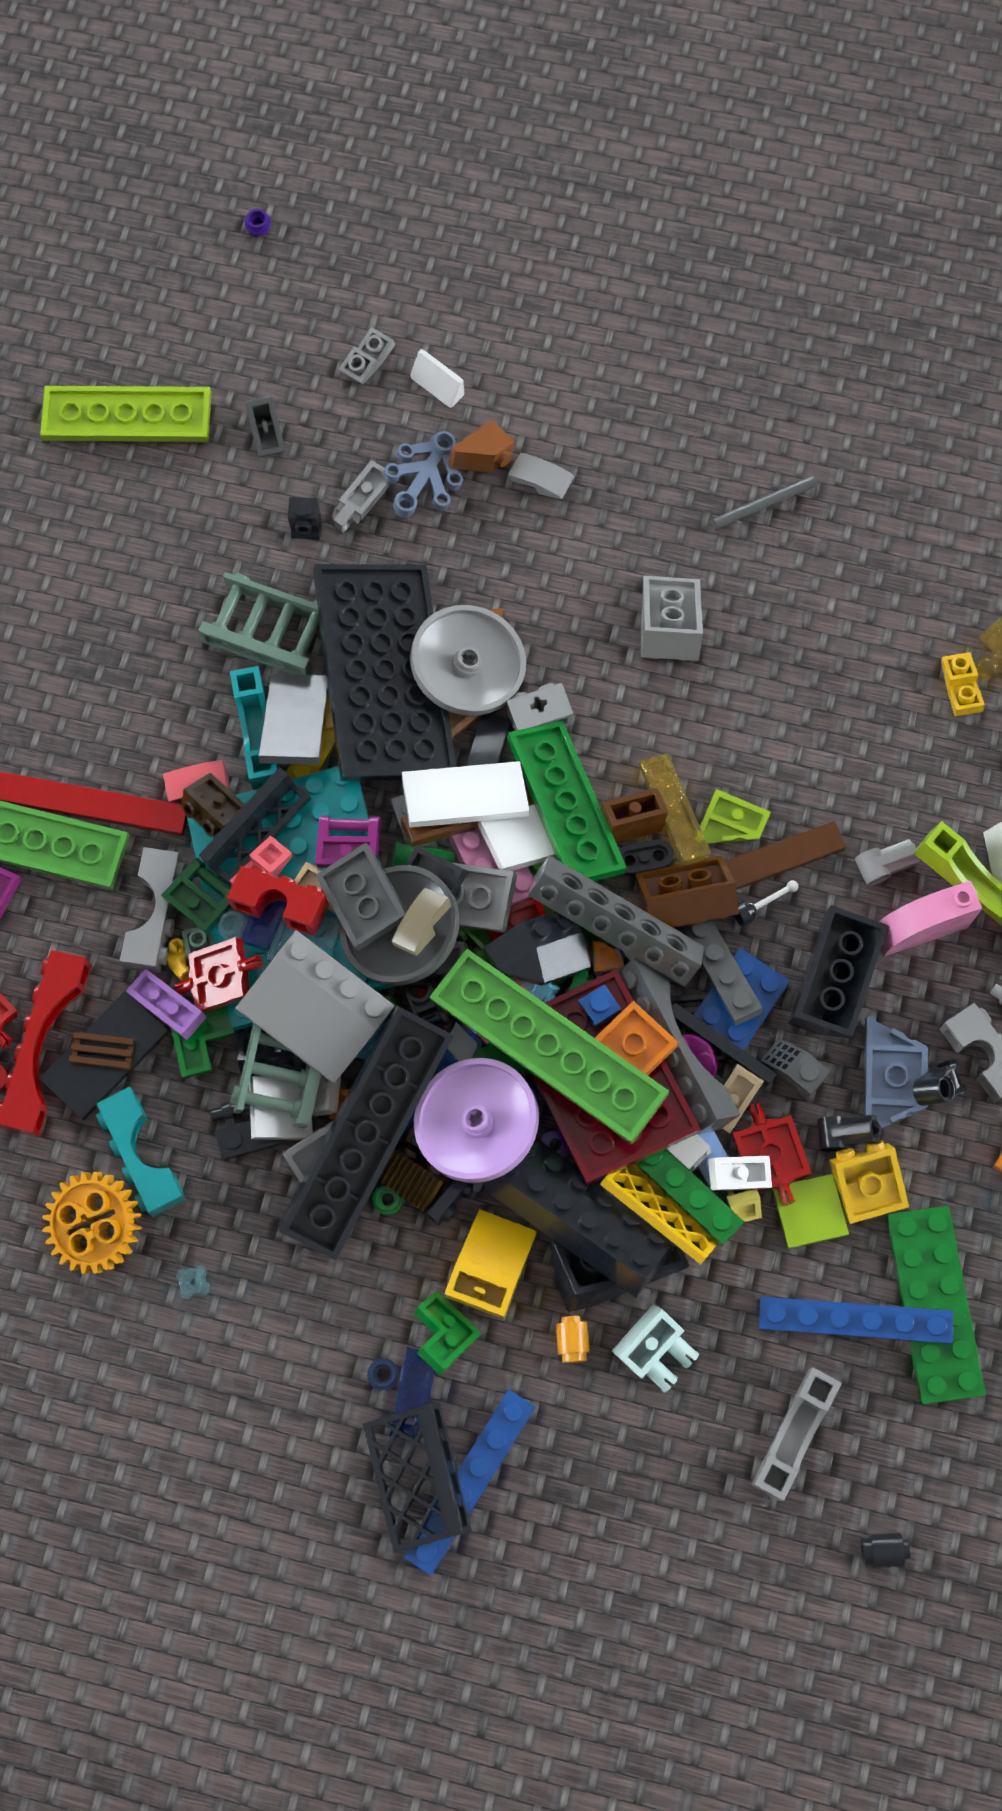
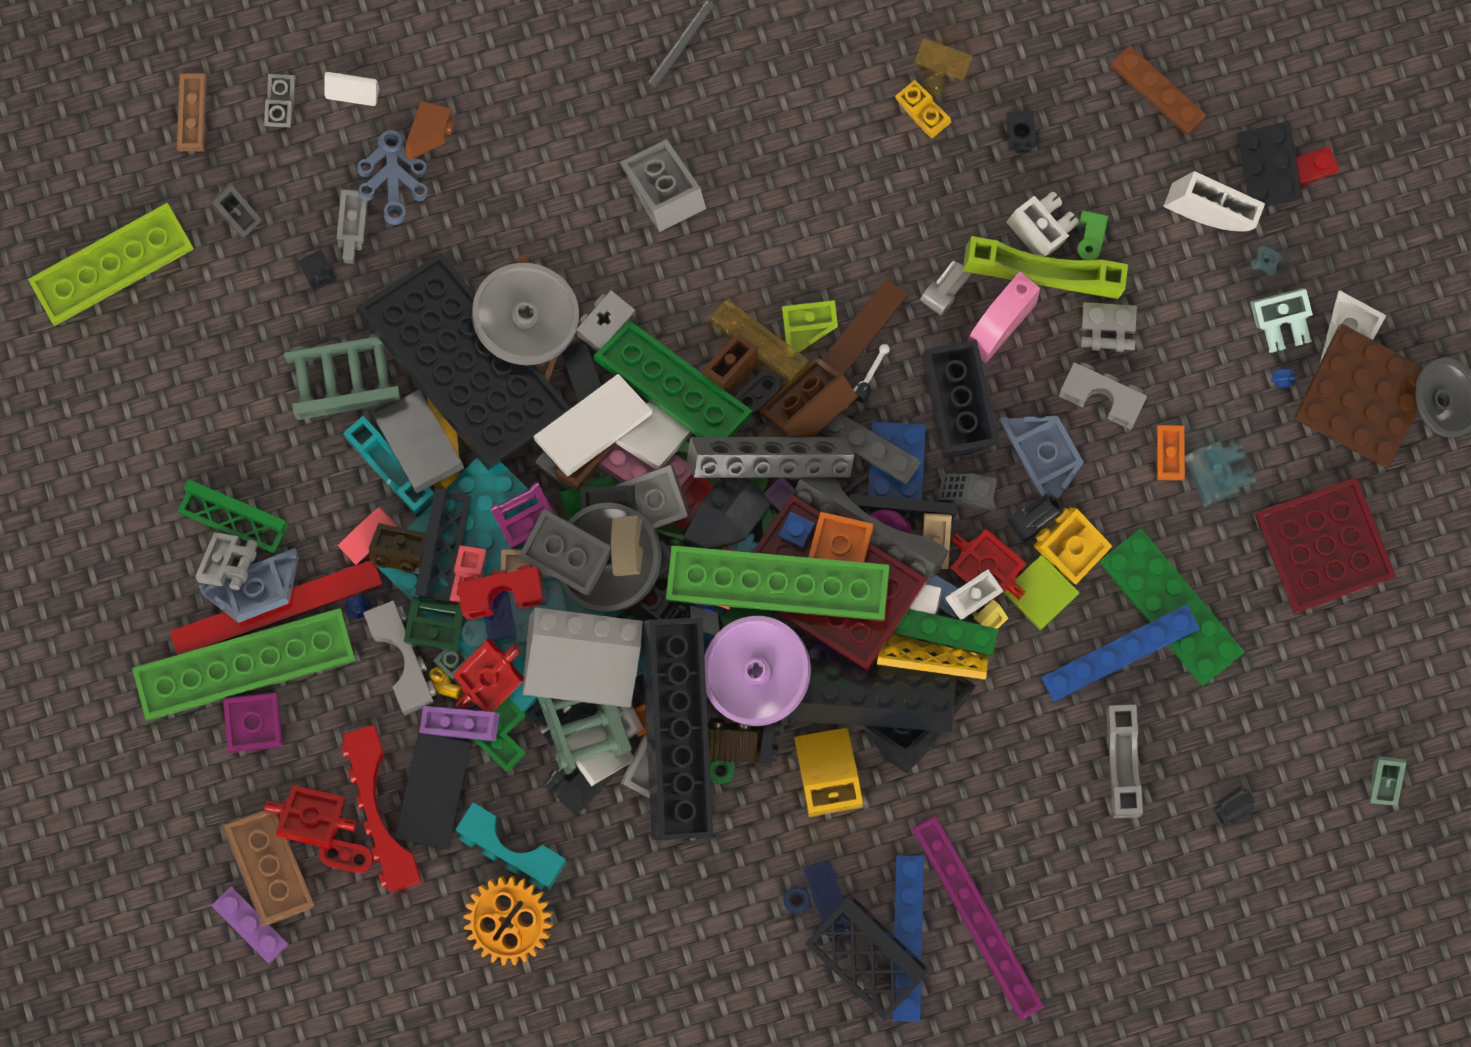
camera: 30 degrees left, 5 degrees up
(47, 724) = (219, 558): none -> light grey plate
(63, 768) = (266, 588): none -> sand blue wing
(76, 1047) = (410, 797): reddish brown tile -> none
(91, 683) = (236, 507): none -> green fence
(144, 838) = (357, 605): none -> clear blue plate
(185, 1277) = (612, 926): clear light blue plate -> none
(257, 216) = (111, 27): dark purple plate -> none
(283, 325) = (191, 112): none -> medium nougat tile
(451, 1330) = (827, 836): green plate -> none
(541, 474) = (487, 123): light grey slope -> none
(552, 1506) = (977, 918): none -> magenta tile
(572, 1339) = (922, 791): light orange brick -> none
(605, 958) = (776, 490): orange tile -> none
(647, 1344) = (979, 758): light aqua brick -> none
(938, 1084) = (1082, 440): black piece -> none

